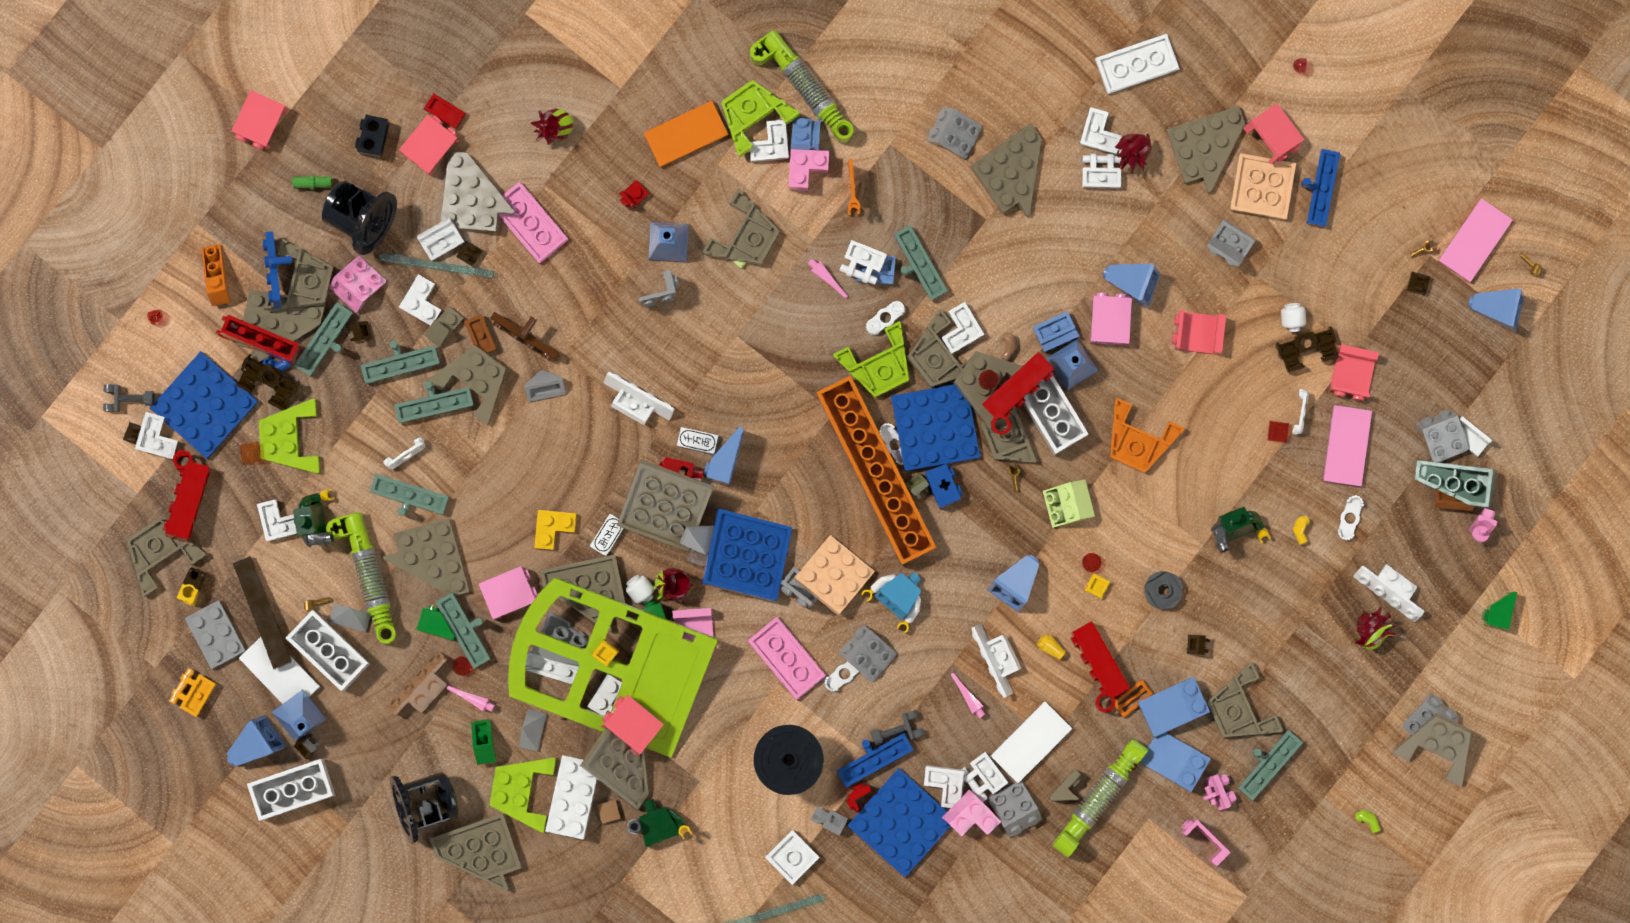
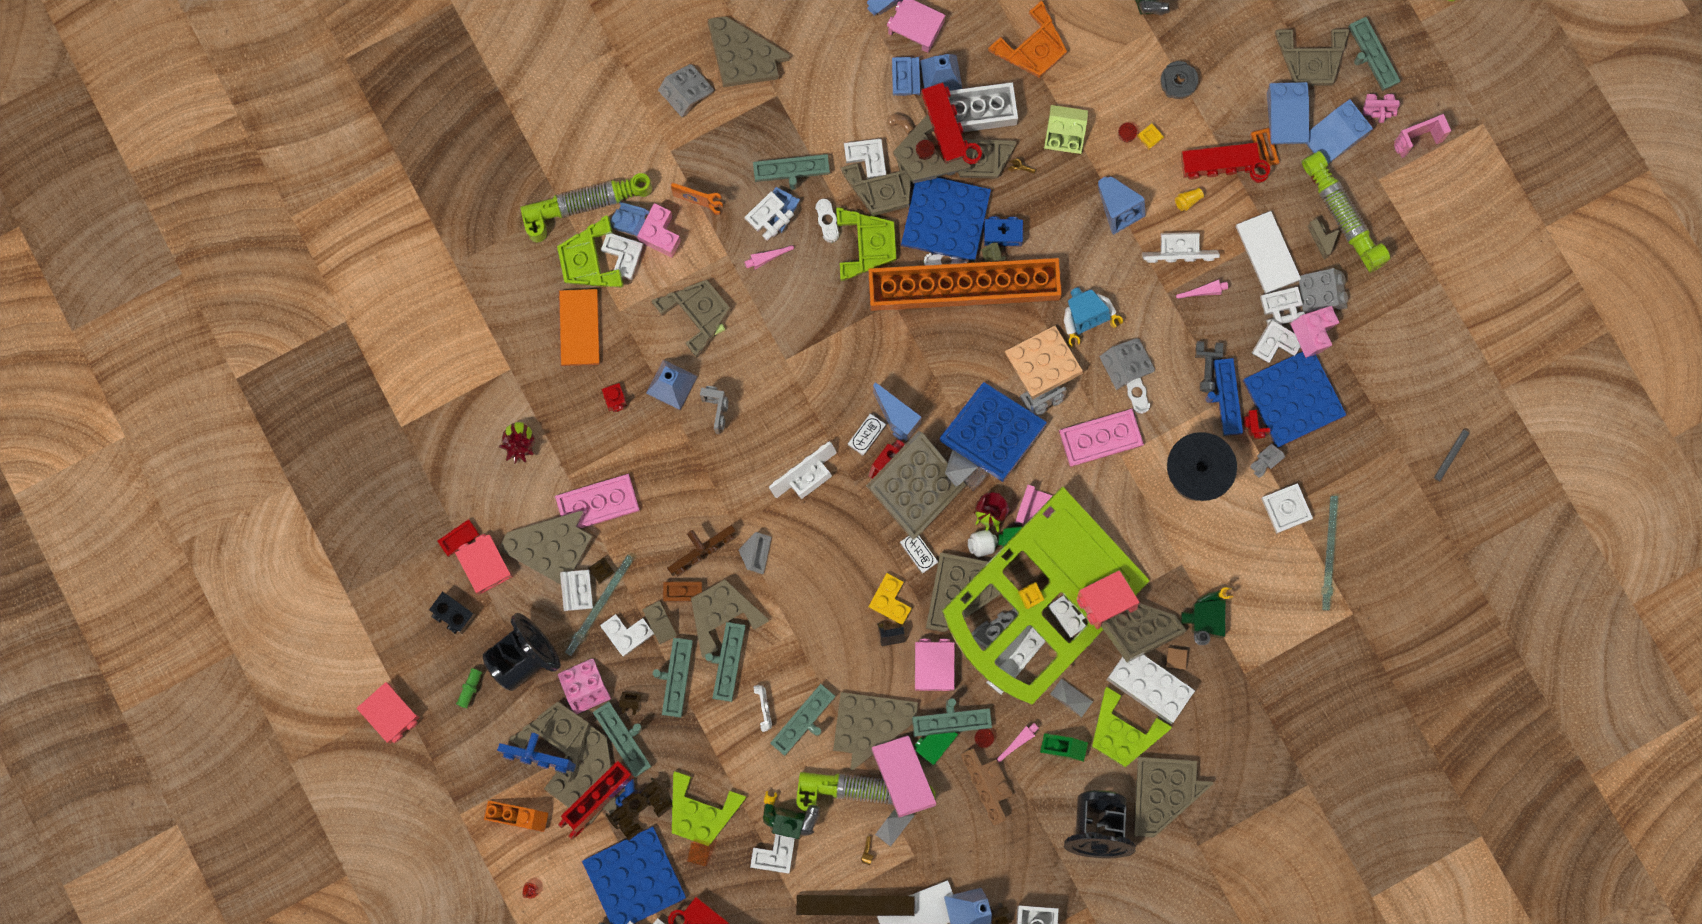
camera: 65 degrees left, 5 degrees down
(328, 650) = (918, 857): white brick -> none
(393, 606) = (903, 776): none -> bright pink tile
(518, 541) = (891, 636): none -> black tile
(1196, 644) = (1240, 71): dark brown tile -> none

